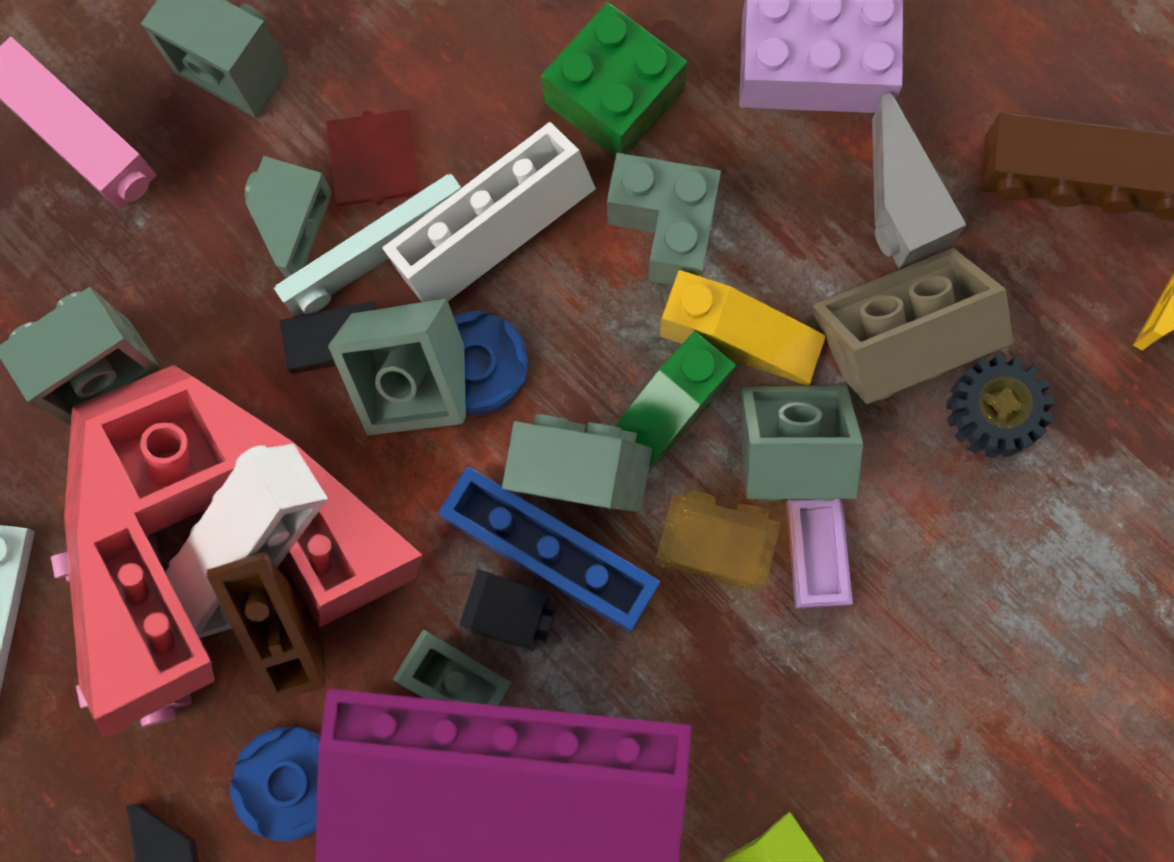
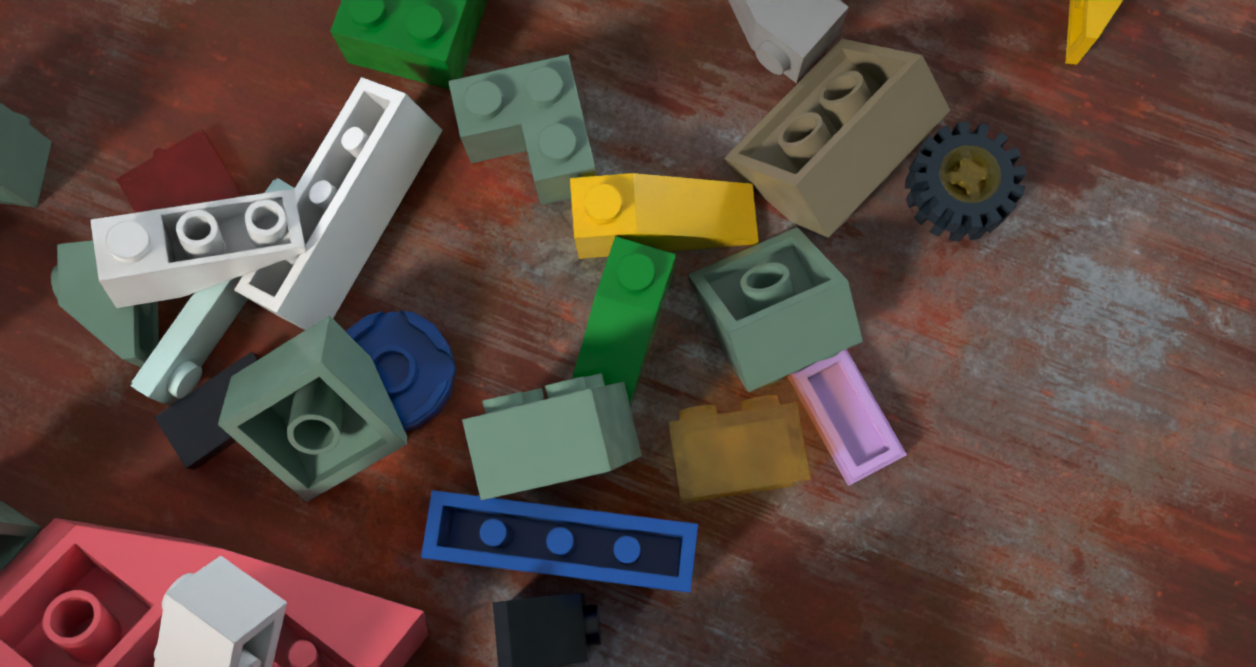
camera: 25 degrees left, 0 degrees up
(368, 201) = (193, 245): none -> white slope

